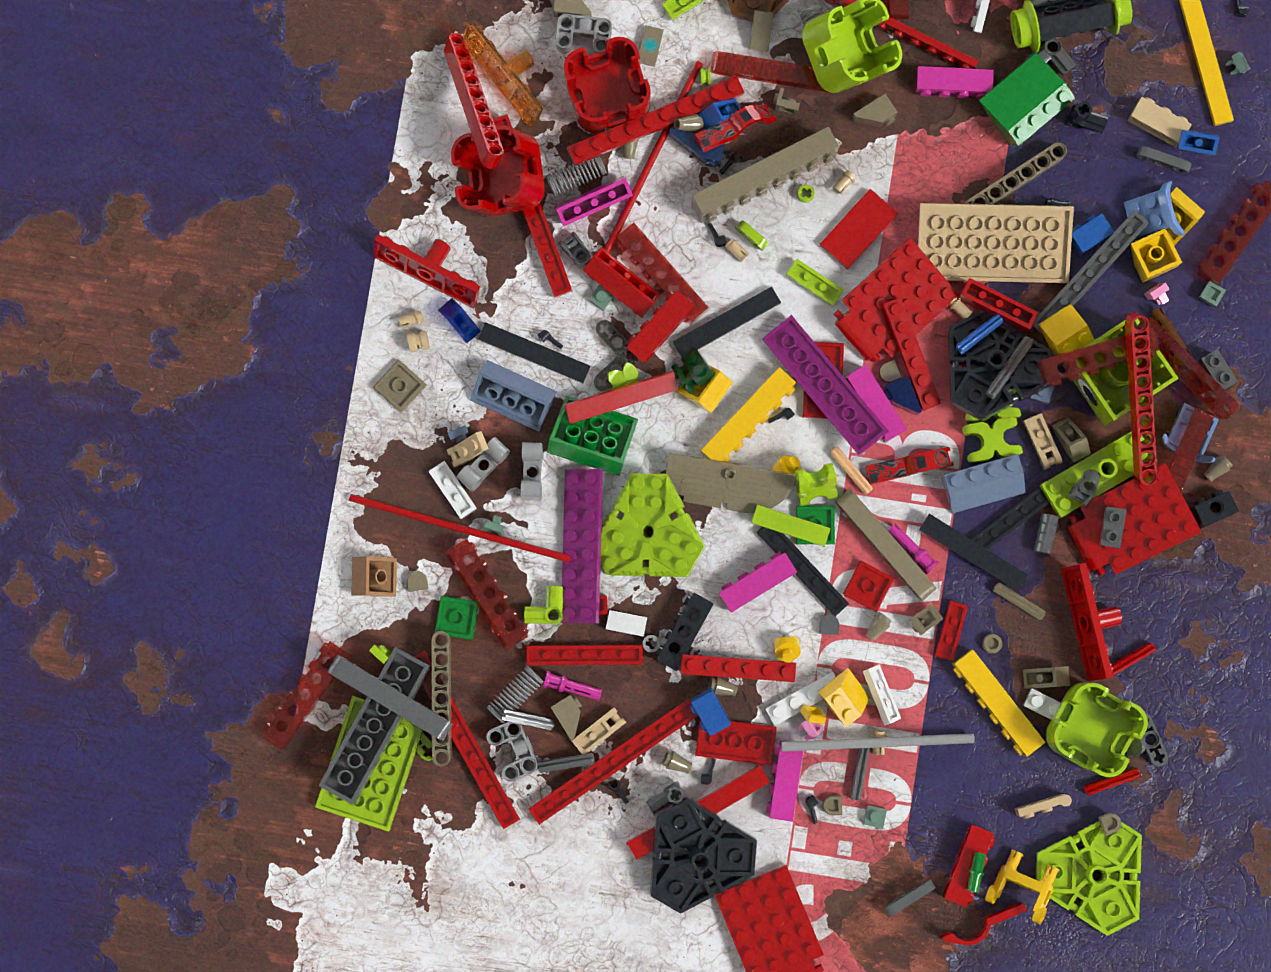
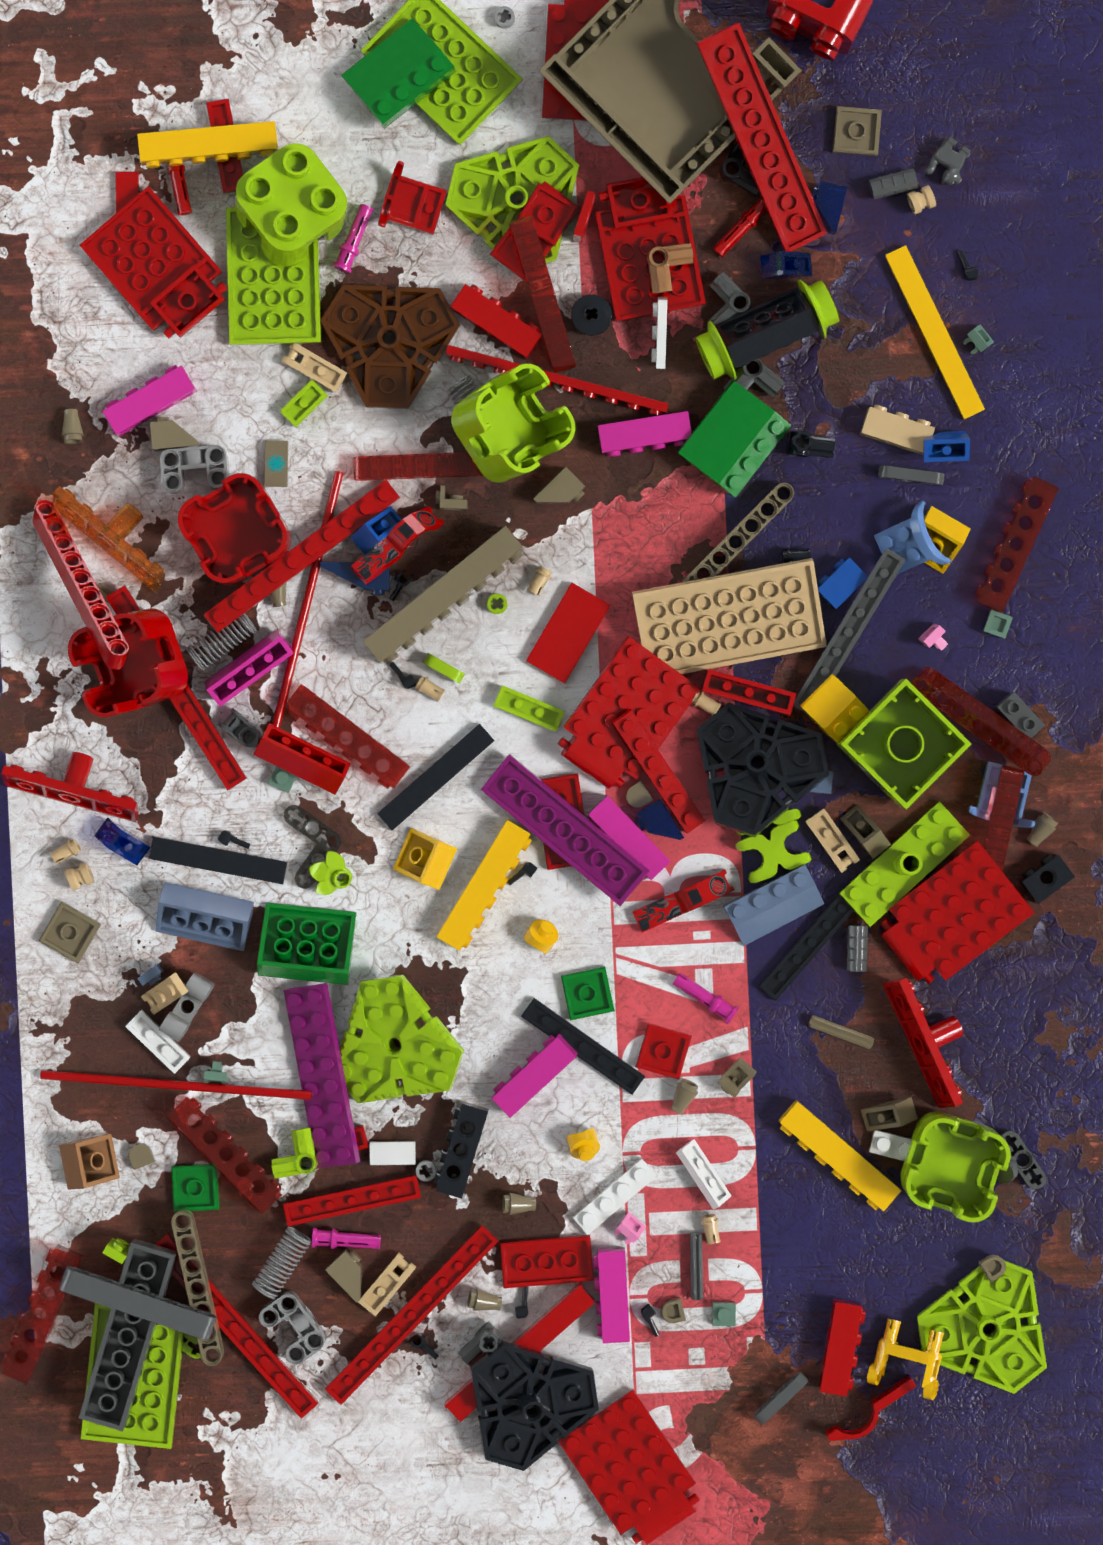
camera: 10 degrees left, 5 degrees up
(527, 719) = (301, 1289): axle -> none
(532, 458) = (248, 1021): light grey beam -> none
(566, 762) = (356, 1328): dark grey axle -> none
(621, 397) = (330, 893): tile -> none
(661, 326) = (358, 802): red brick -> none
(690, 123) = (343, 551): dark tan cone -> none
(695, 365) = (412, 840): dark green plate -> none
(705, 76) = (349, 487): lime bush -> none
(710, 712) = (509, 1237): blue brick -> none
(719, 482) = (462, 969): dark tan door -> none
(737, 668) = (531, 1179): red plate -> none
(761, 30) = (404, 419): dark tan tile -> none
(790, 525) = (558, 1001): lime tile -> none
(813, 714) = (628, 1214): yellow tile -> none
(816, 484) = (578, 949): lime piece -> none
(829, 625) = (627, 1106): dark grey tile -> none
(845, 697) = (661, 1187): yellow slope -> none
(851, 470) = (616, 920): light nougat axle -> none
(877, 742) = (708, 1231): light grey piece -> none
(885, 545) = (673, 1000): dark tan beam -> none
(951, 630) = (769, 1082): red tile -> none
(973, 552) = (776, 988): black tile -> none
(976, 872) = (850, 1356): green axle -> none
(979, 334) = (732, 732): blue axle -> none
(992, 643) = (819, 1087): dark tan tile -> none
(1009, 367) = (774, 767): dark grey axle -> none
(1043, 805) = (913, 1261): tan plate -> none
(1049, 370) = (818, 763): clear red brick -> none
(1085, 487) = (889, 889): dark grey piece -> none
(1110, 782) = (1000, 1209): red axle -> none
(1112, 527) = (930, 930): dark grey brick -> none
(1133, 657) = (983, 1071): red axle -> none
(1135, 392) = (926, 772): red beam -> none
(1154, 255) = (920, 594): yellow slope -> none
(1160, 317) = (952, 673): reddish brown pin -> none

